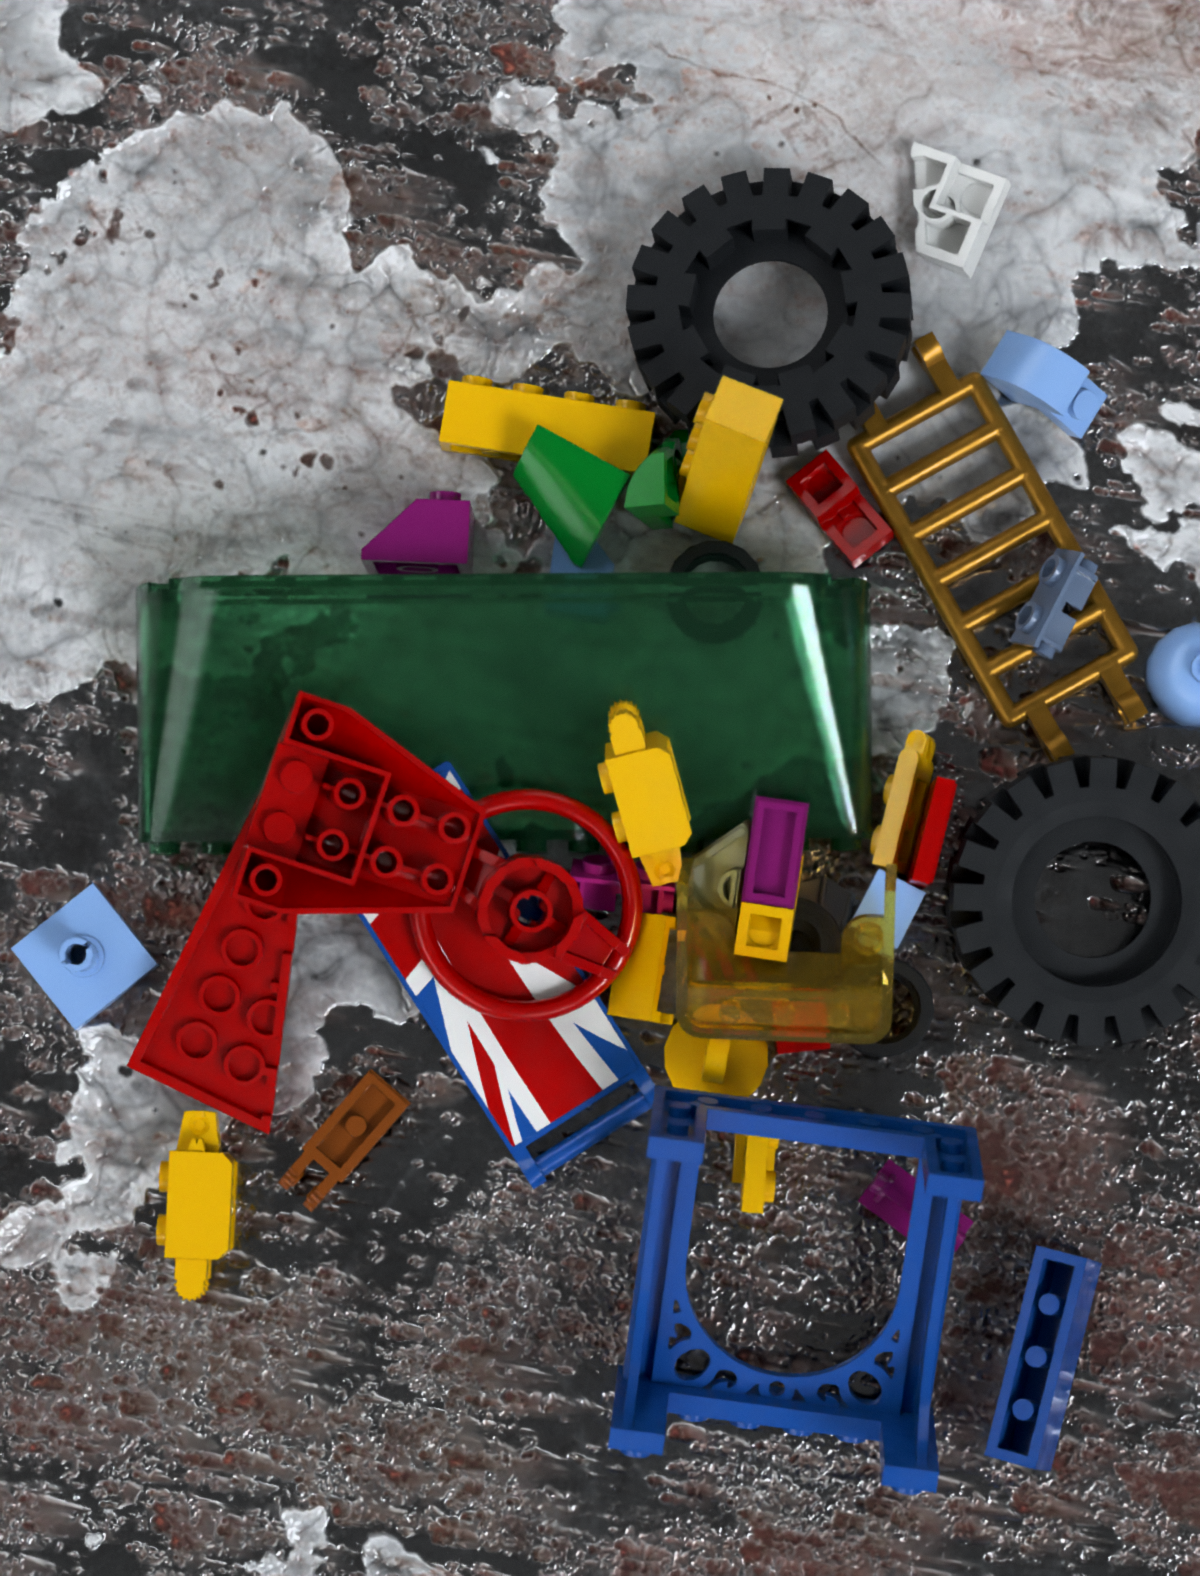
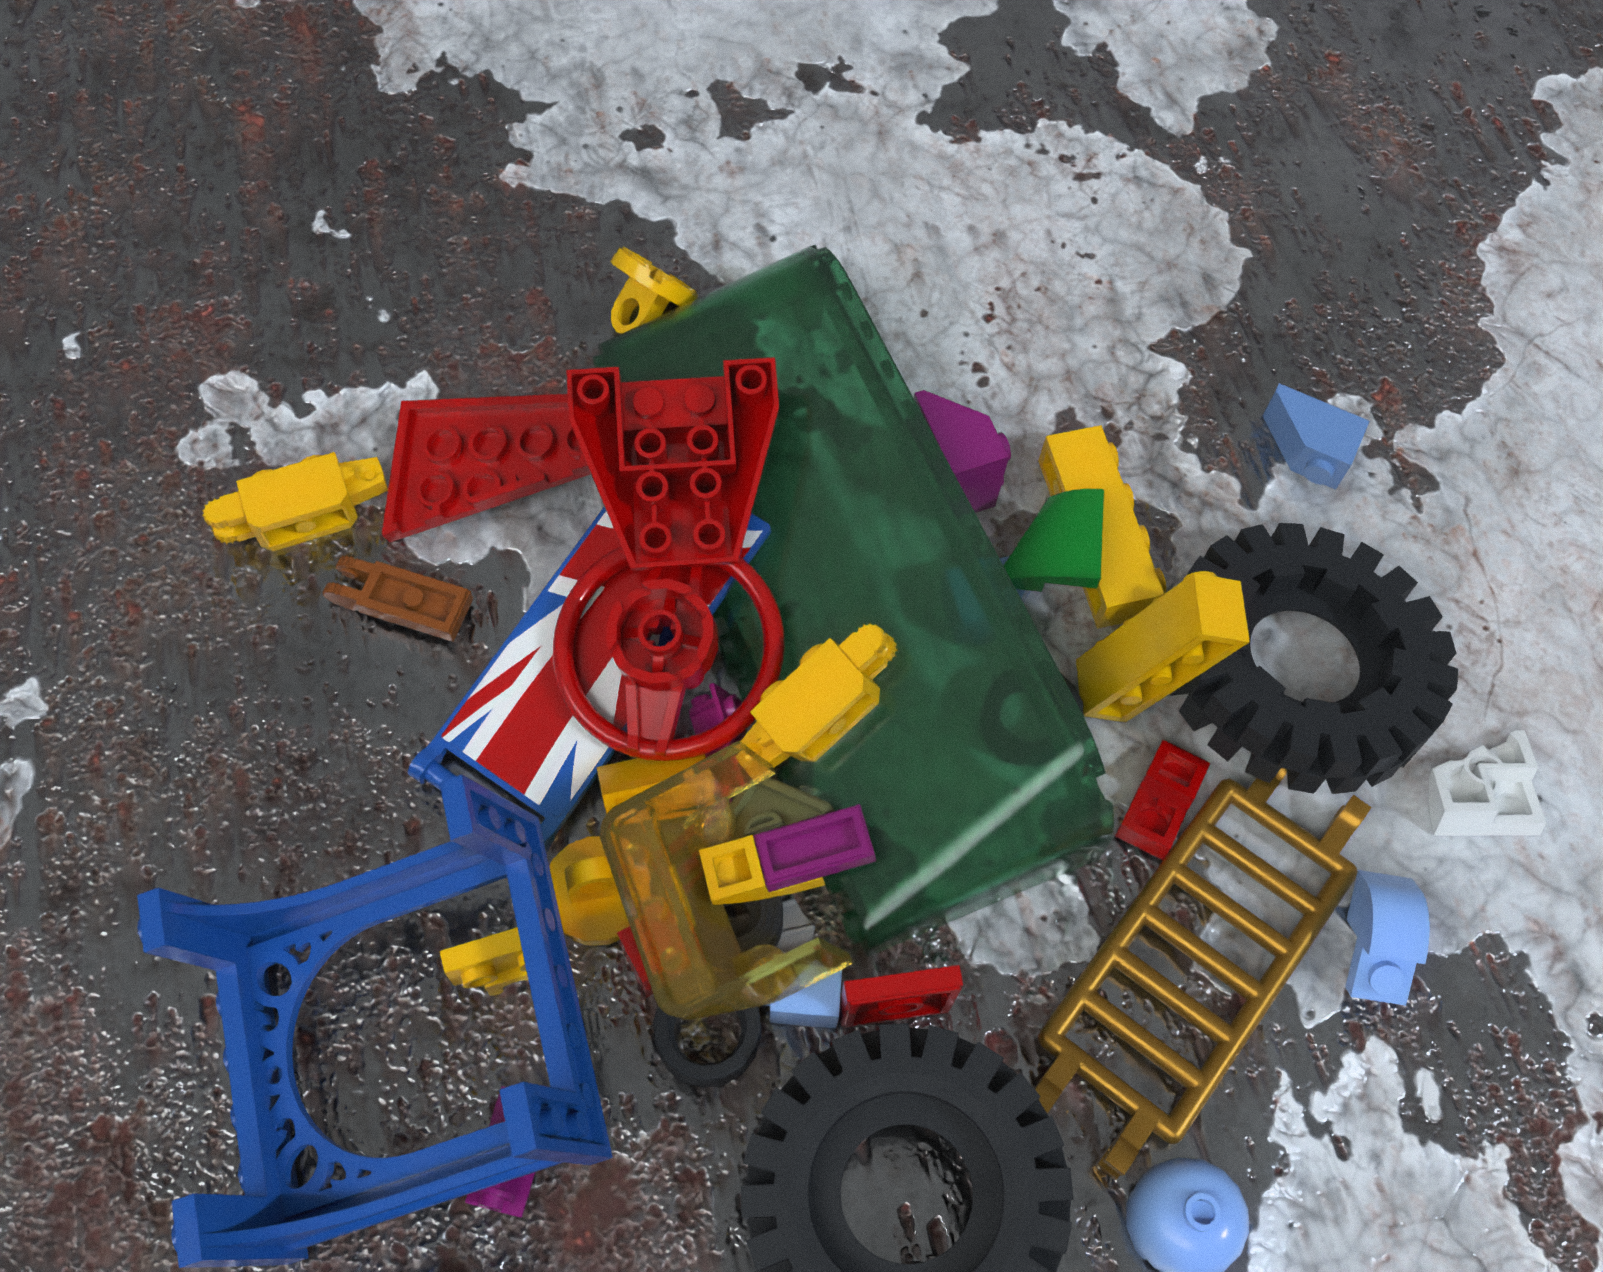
camera: 55 degrees right, 20 degrees down
(85, 956) = (487, 349): light blue tile -> none
(93, 756) = (645, 288): none -> yellow tile
(539, 166) = (1314, 435): none -> medium blue slope
(655, 484) = (1093, 612): green slope -> none
(904, 801) = (974, 958): yellow hinge -> none
(1063, 579) = (1209, 1029): sand blue hinge -> none

